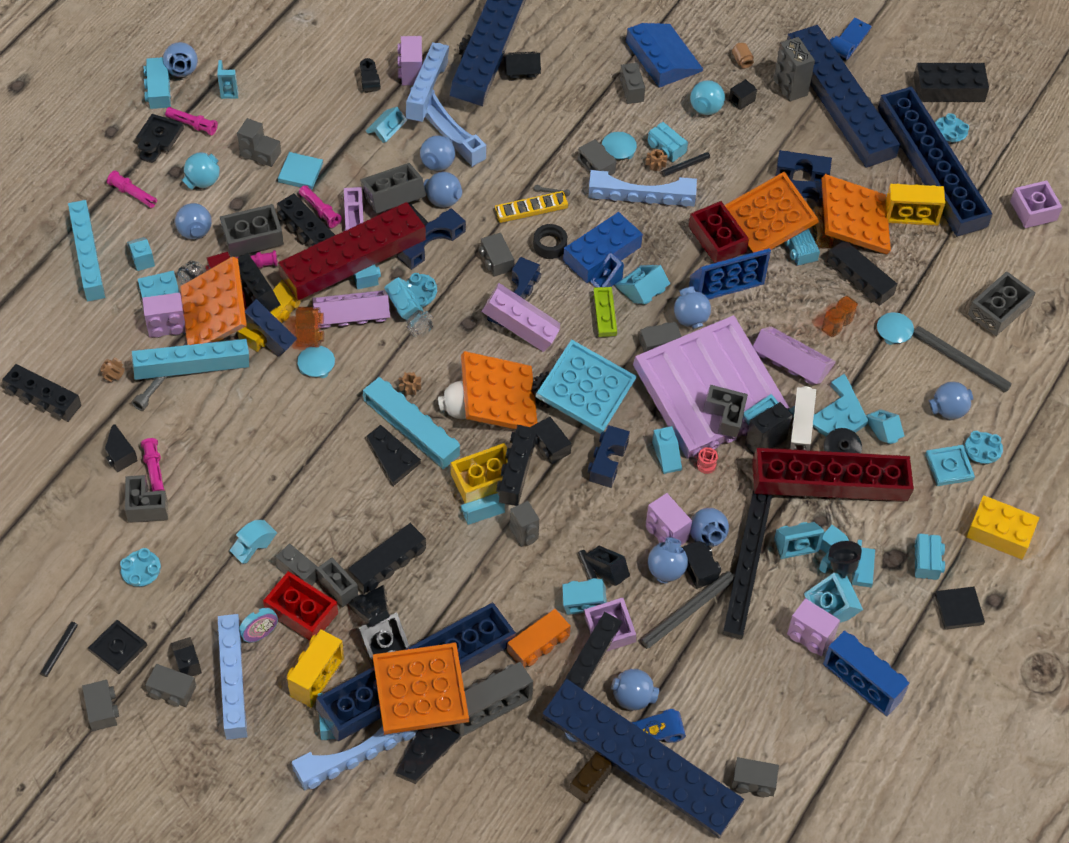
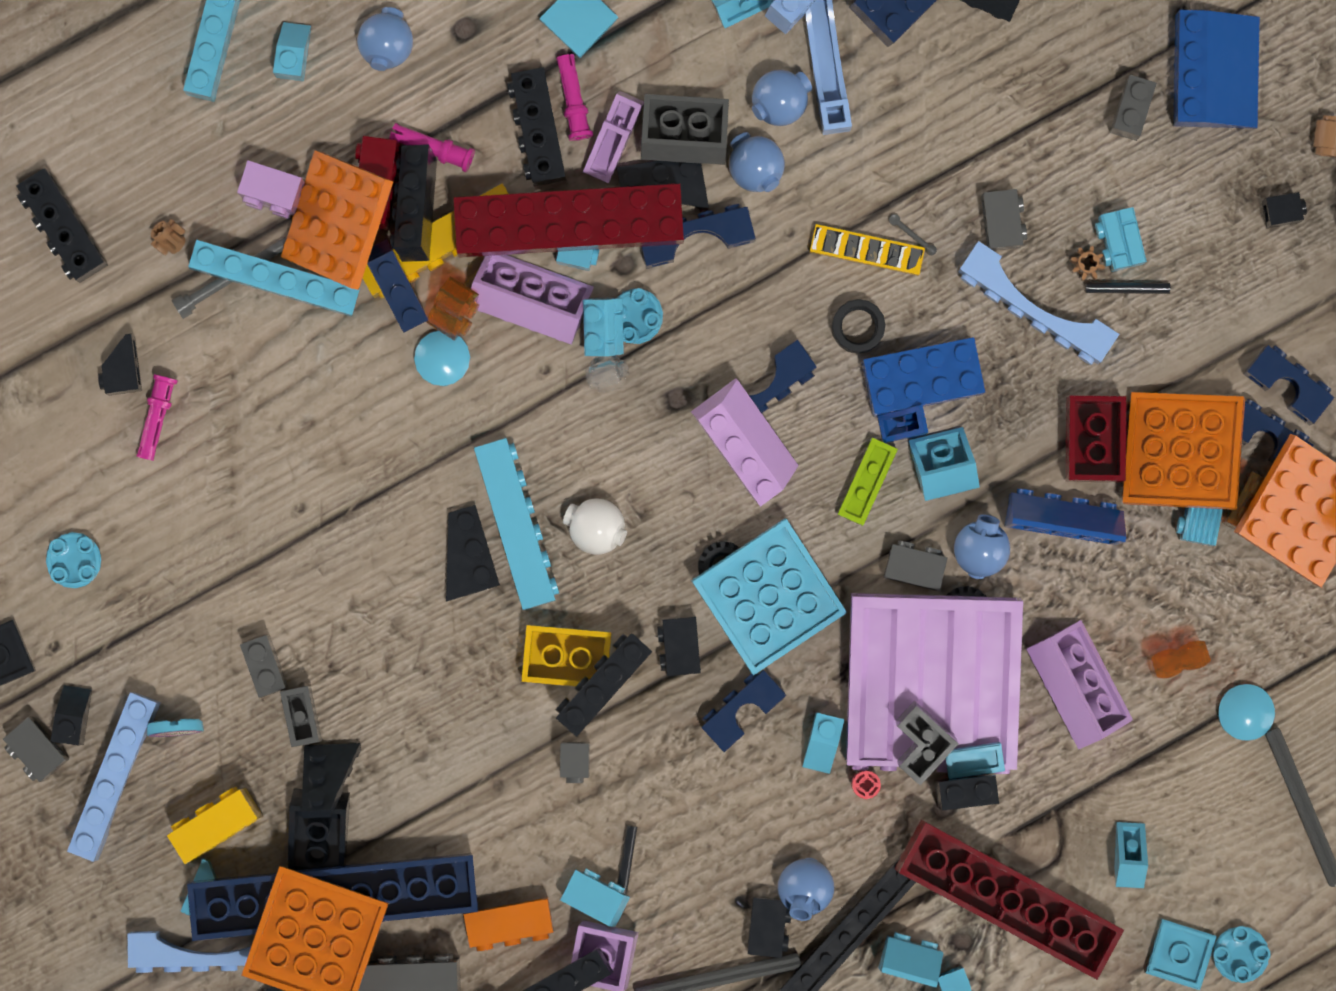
camera: 30 degrees right, 30 degrees up
(142, 504) = (110, 471): dark grey brick -> none
(158, 284) = (289, 131): medium azure plate -> none
(190, 271) = (342, 128): clear head -> none
(251, 230) = (456, 100): dark grey brick -> none
(252, 536) = (228, 597): medium azure brick -> none
(301, 606) = (239, 727): red brick -> none
(387, 558) = (379, 714): black brick -> none
(410, 383) = (550, 468): medium nougat gear -> none
(482, 508) = (538, 697): medium azure panel -> none
(496, 254) = (772, 311): dark grey brick -> none
(498, 391) = (649, 545): orange plate -> none
(608, 565) = (649, 868): black slope -> none
(620, 145) = (1051, 206): medium azure dish -> none
(667, 560) = (724, 908): medium blue brick -> none
(668, 520) = (756, 854): lavender brick -> none
(707, 97) = (1224, 195): medium azure brick -> none
(803, 418) = (1021, 801): white slope -> none
(837, 436) = (1056, 843): black dish -> none
(842, 413) = (1082, 809): medium azure wing -> none
(862, 272) = (1256, 604): black brick -> none
(951, 400) = (1242, 869): medium blue brick -> none

